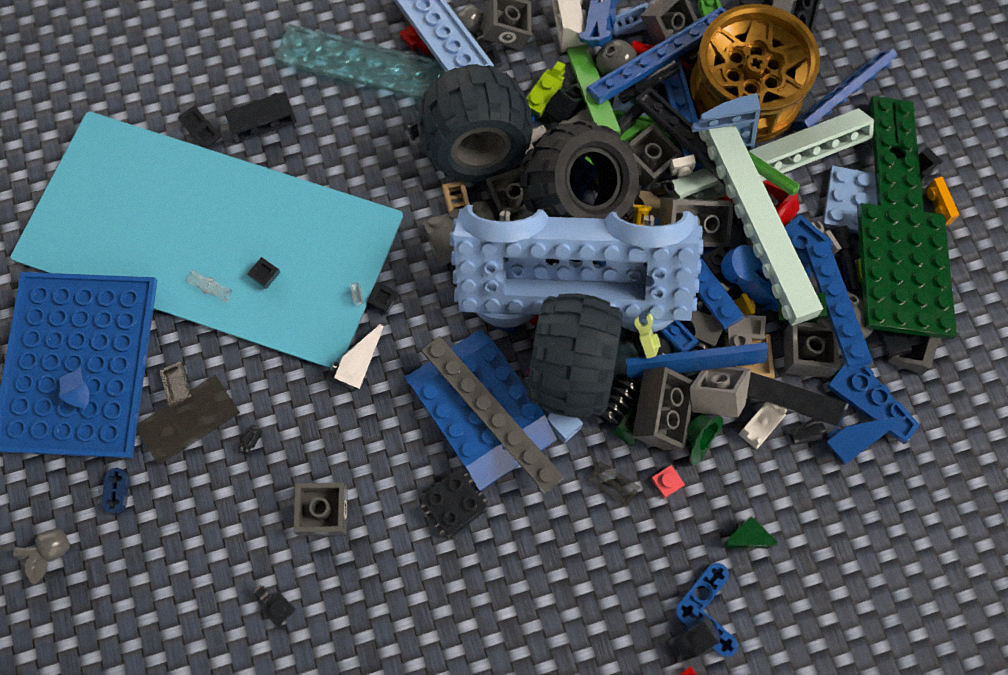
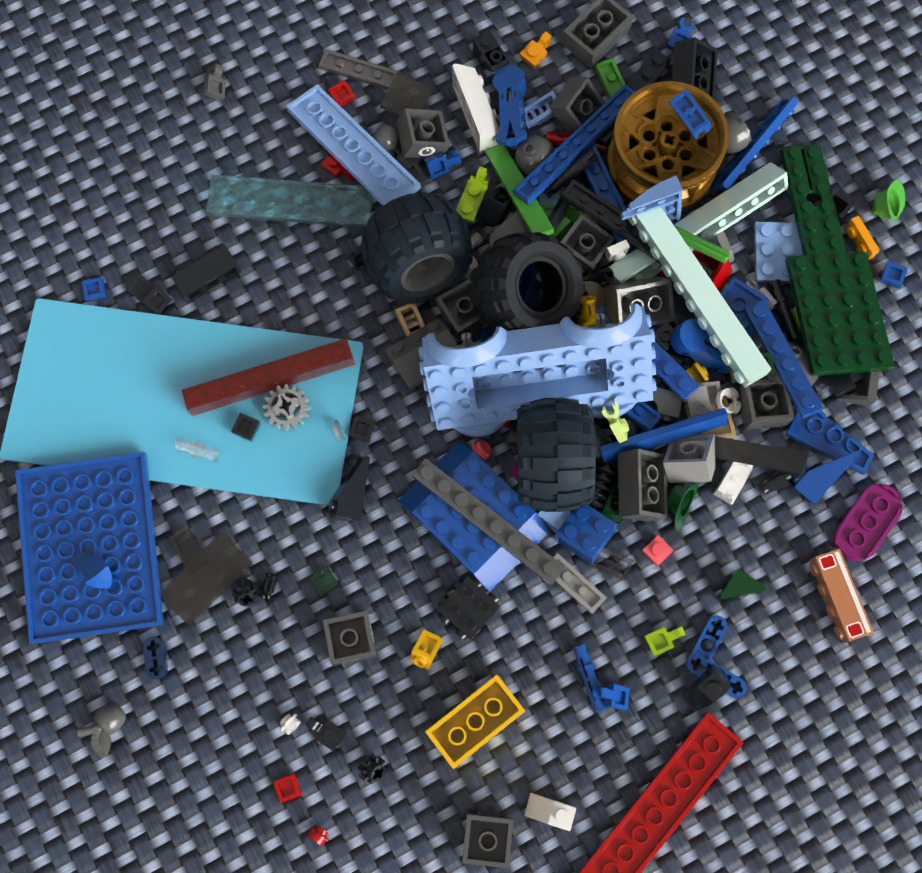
camera: 10 degrees left, 5 degrees up
(146, 113) = (94, 289): none -> blue tile
(219, 657) = (287, 788): none -> red tile
(224, 440) = (245, 592): none -> black gear
(238, 588) = (289, 723): none -> white plate
(297, 227) = (267, 377): none -> clear red brick
(299, 259) = (279, 410): none -> light grey gear
(308, 446) = (323, 581): none -> clear green tile
(313, 653) = (371, 768): none -> black gear
(399, 537) = (425, 649): none -> yellow bracket
(433, 625) = (475, 721): none -> yellow brick
(502, 341) = (482, 449): none -> coral plate
(518, 52) = (439, 164): none -> blue plate
(568, 604) = (588, 676): none -> blue pin
(575, 503) = (579, 587): none -> light grey plate
(592, 627) = (615, 695): none -> blue plate
(594, 447) = (586, 533): none -> blue brick
(653, 578) = (661, 640): none -> lime plate
(777, 334) = (732, 394): none -> white piece
(783, 37) = (690, 113): none -> blue hinge
(795, 175) = (723, 243): none -> light grey plate
(828, 76) = (738, 134): none -> dark grey cylinder
(858, 568) = (841, 596): none -> nougat brick
(901, 496) = (868, 522): none -> magenta tile
(970, 244) = (893, 274): none -> blue plate
(978, 170) = (890, 202): none -> bright green piece

